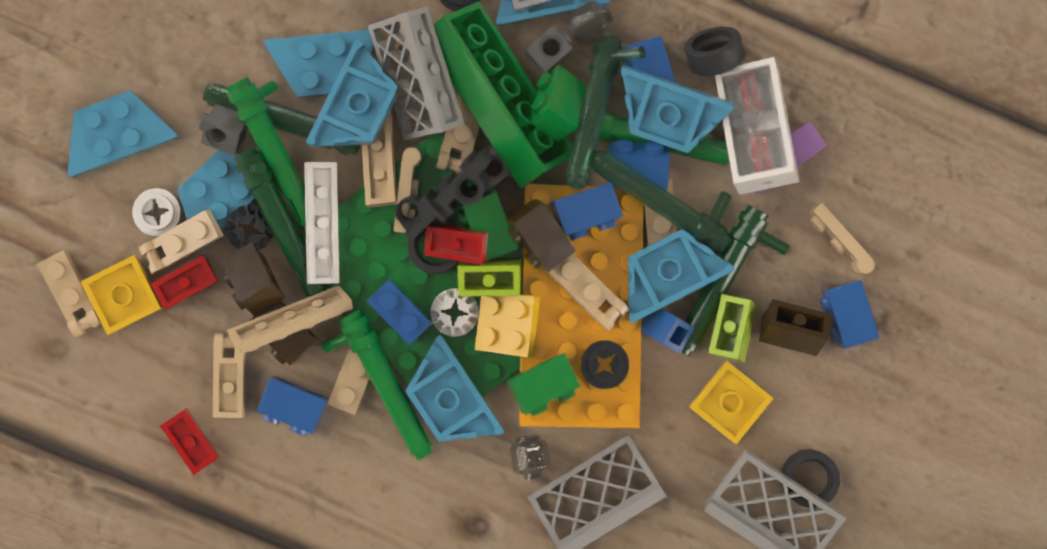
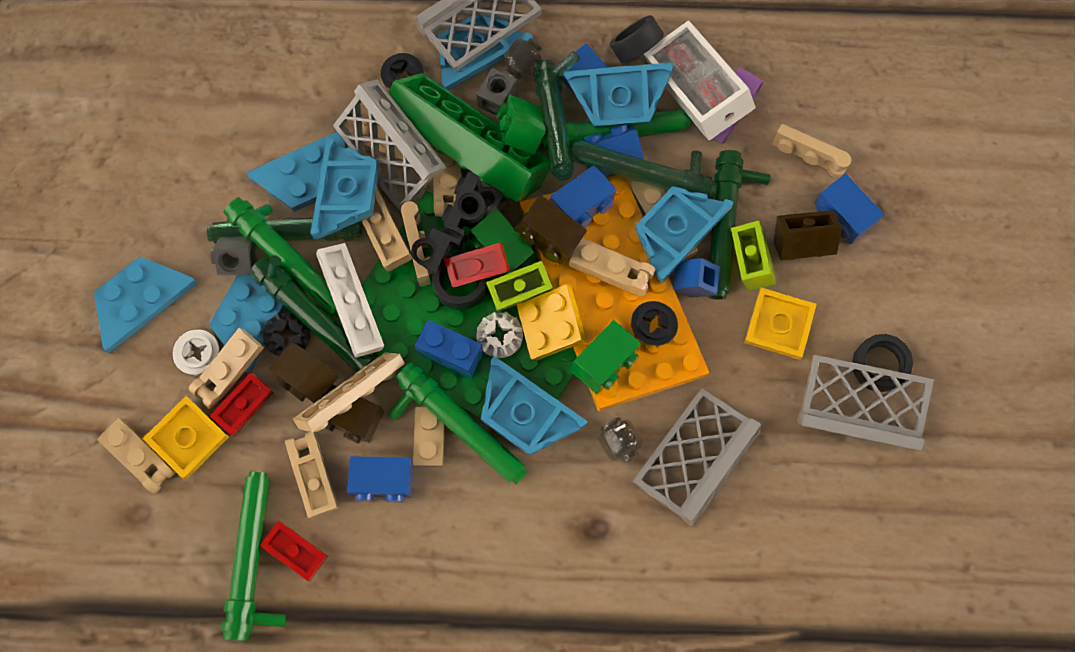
camera: 20 degrees left, 15 degrees down
(126, 471) = (240, 605): none -> green cylinder

